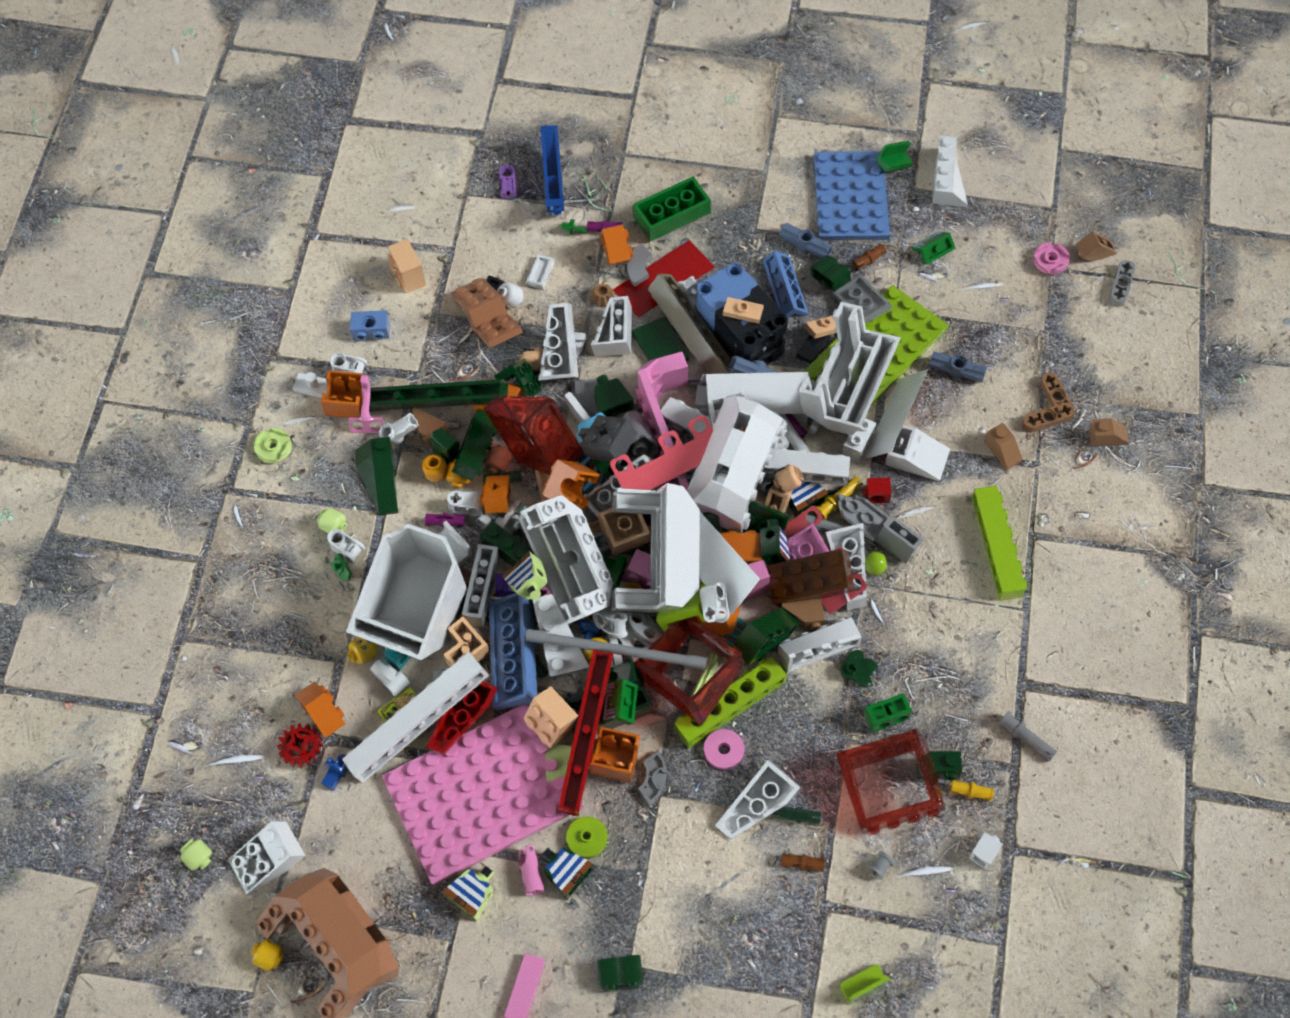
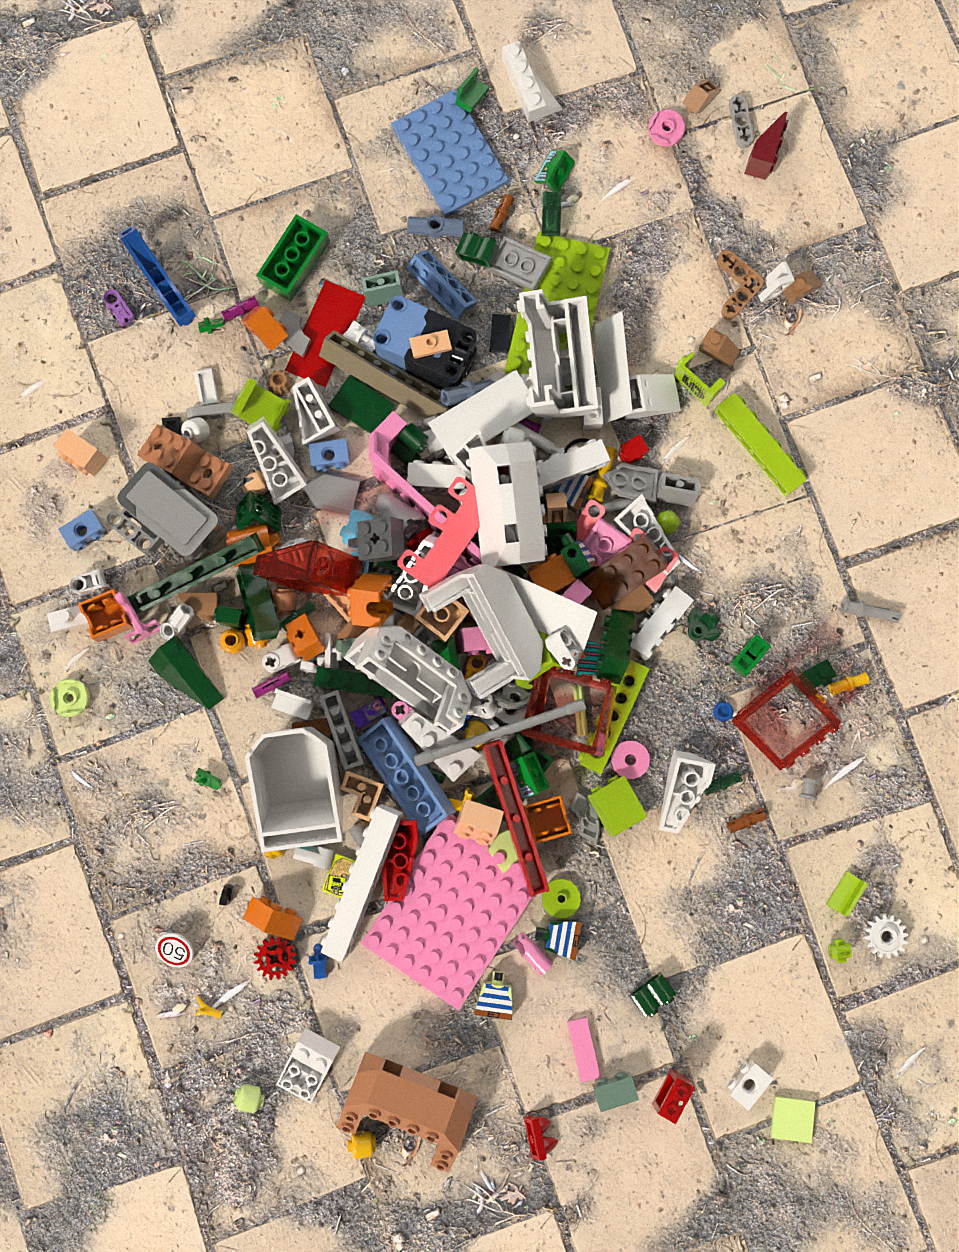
camera: 30 degrees left, 20 degrees up
(212, 759) = (207, 1010): none -> yellow bar
(219, 690) = (174, 949): none -> piece
(292, 670) = (226, 895): none -> black tile
(331, 519) = (172, 742): yellowish green head -> none
(347, 547) = (201, 757): white piece -> none
(444, 338) = (167, 515): none -> light grey piece
(527, 577) = (384, 708): torso -> none
(536, 290) = (210, 411): none -> light grey beam
(574, 293) = (257, 402): none -> lime panel
(575, 407) = (326, 514): white tile -> none
(603, 359) = (321, 449): none -> medium blue brick
(612, 397) = (350, 486): dark green torso -> none
(682, 387) = (410, 444): none -> dark green brick
(687, 779) = (616, 805): none -> lime brick
(724, 257) = (382, 288): none -> sand green brick
(788, 478) = (560, 491): light nougat head -> none
(821, 327) = (501, 309): light nougat plate -> none
(831, 752) = (722, 711): none -> blue tile
(911, 274) = (551, 213): none -> clear green slope
(948, 364) = (651, 286): sand blue piece -> none
(971, 475) = (694, 384): none -> lime panel
(986, 850) = (886, 729): white brick -> none
(1083, 418) = (777, 282): none -> white panel
(1132, 309) = (766, 148): none -> dark red slope

